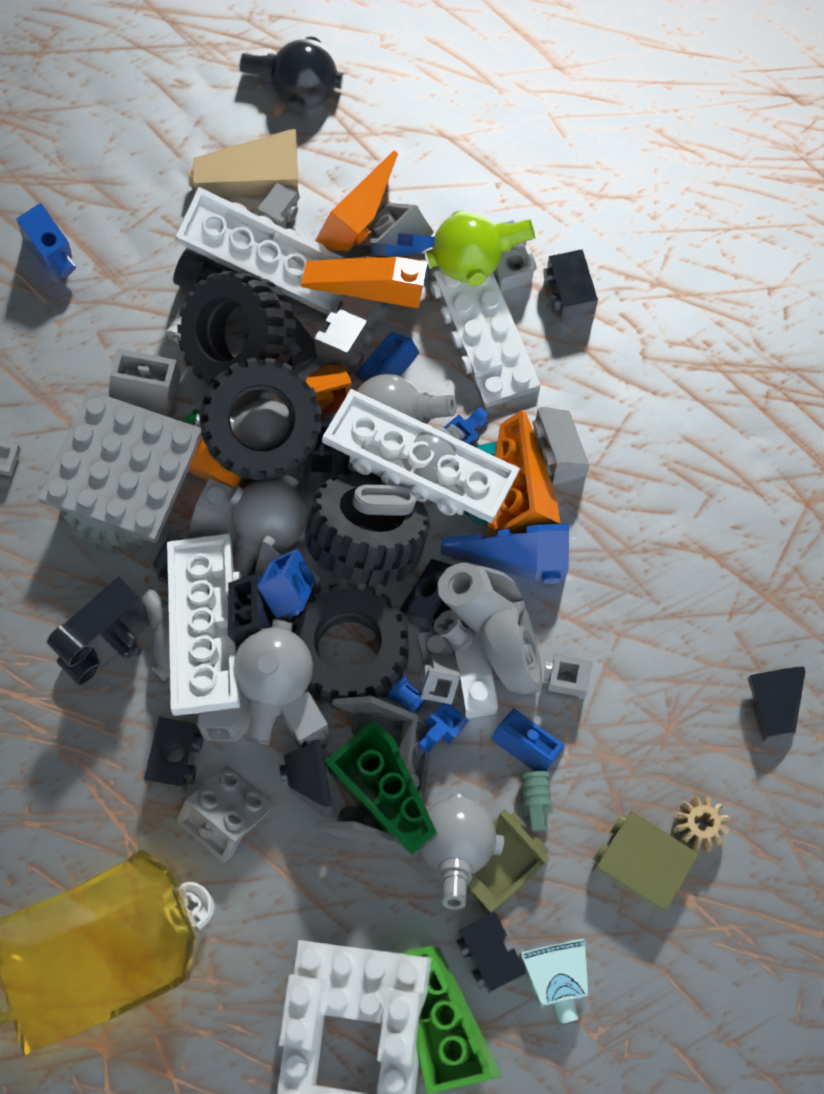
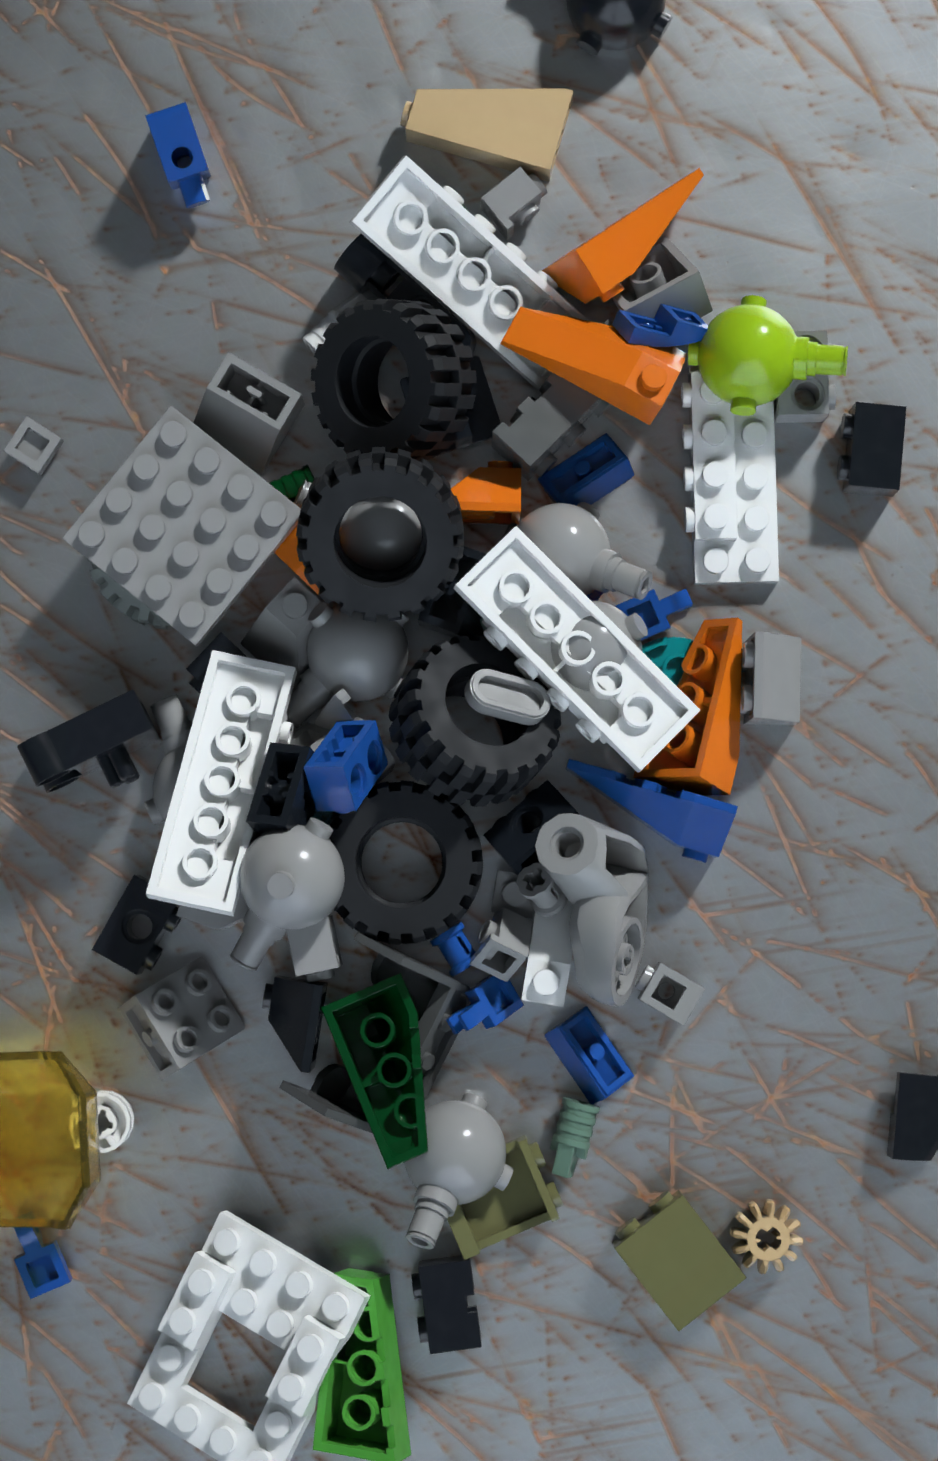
camera: 20 degrees right, 15 degrees up
(176, 1030) = (42, 1264): none -> blue plate
(558, 976) = (520, 1359): light aqua torso -> none

